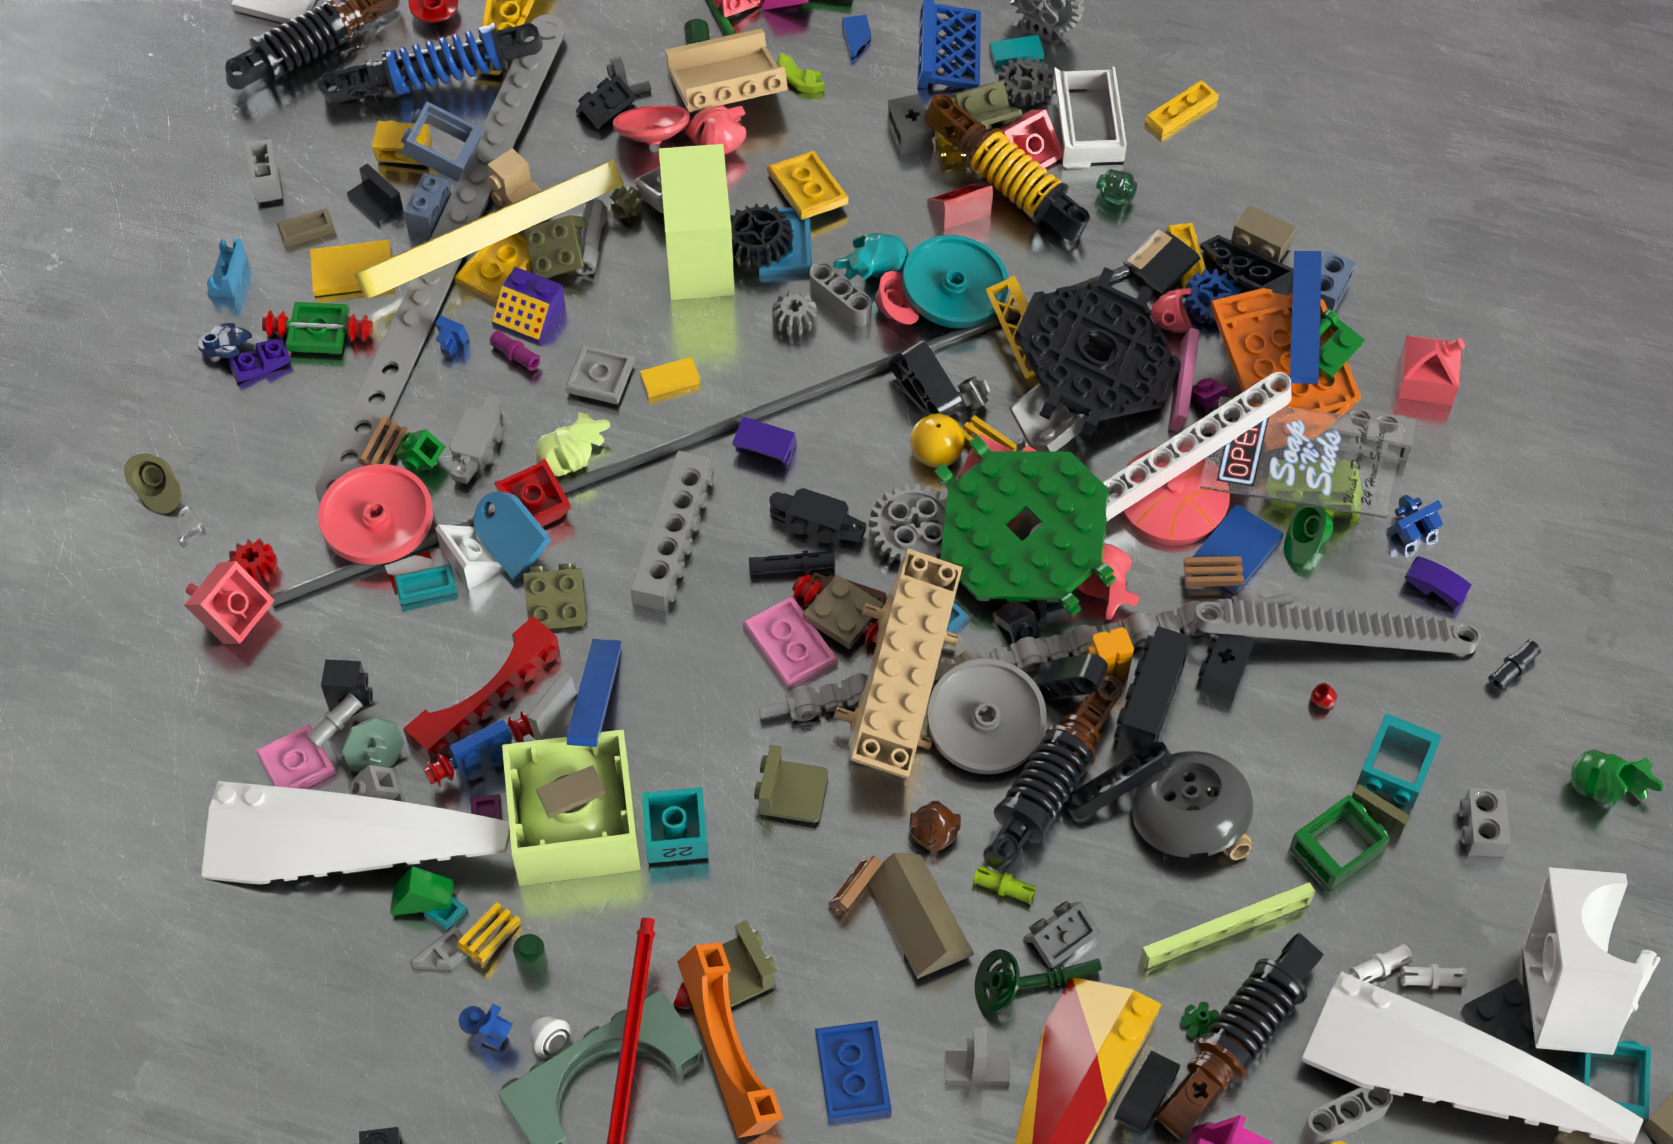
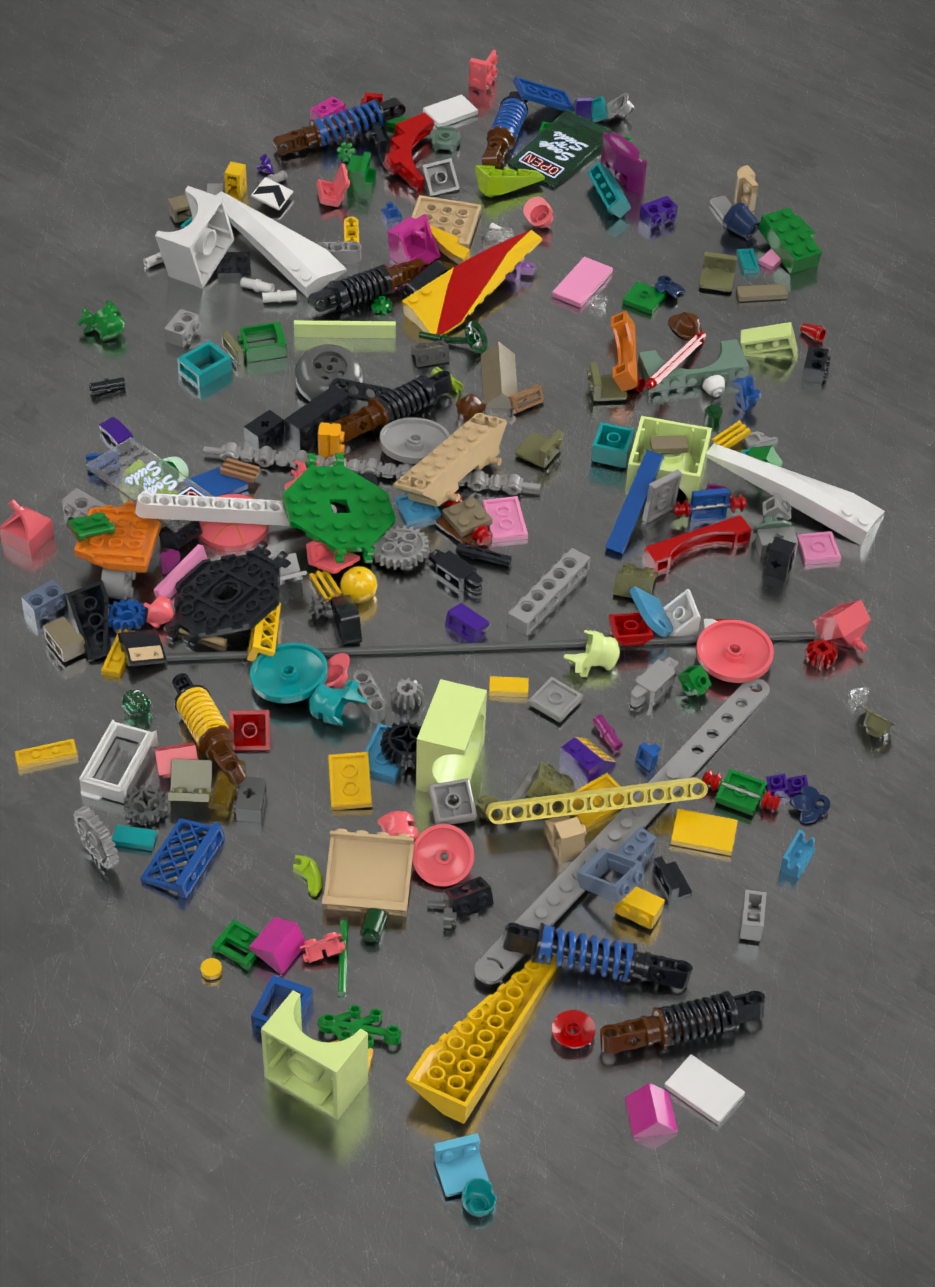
camera: 160 degrees left, 10 degrees down
(306, 228) = (730, 875): dark tan tile -> none
(334, 720) = (795, 535): light grey pin -> none
(392, 427) = (716, 700): medium nougat tile -> none
(425, 584) = (714, 613): teal tile -> none
(853, 1071) = (565, 337): blue tile -> none
(856, 32) = (245, 893): blue tile -> none
(976, 1064) = (503, 318): light grey bracket -> none
(1070, 676) = (360, 436): black beam -> none
(1306, 317) = (95, 535): blue tile -> none
(1324, 696) = (222, 402): red hinge -> none
(1336, 626) = (193, 421): light grey gear -> none

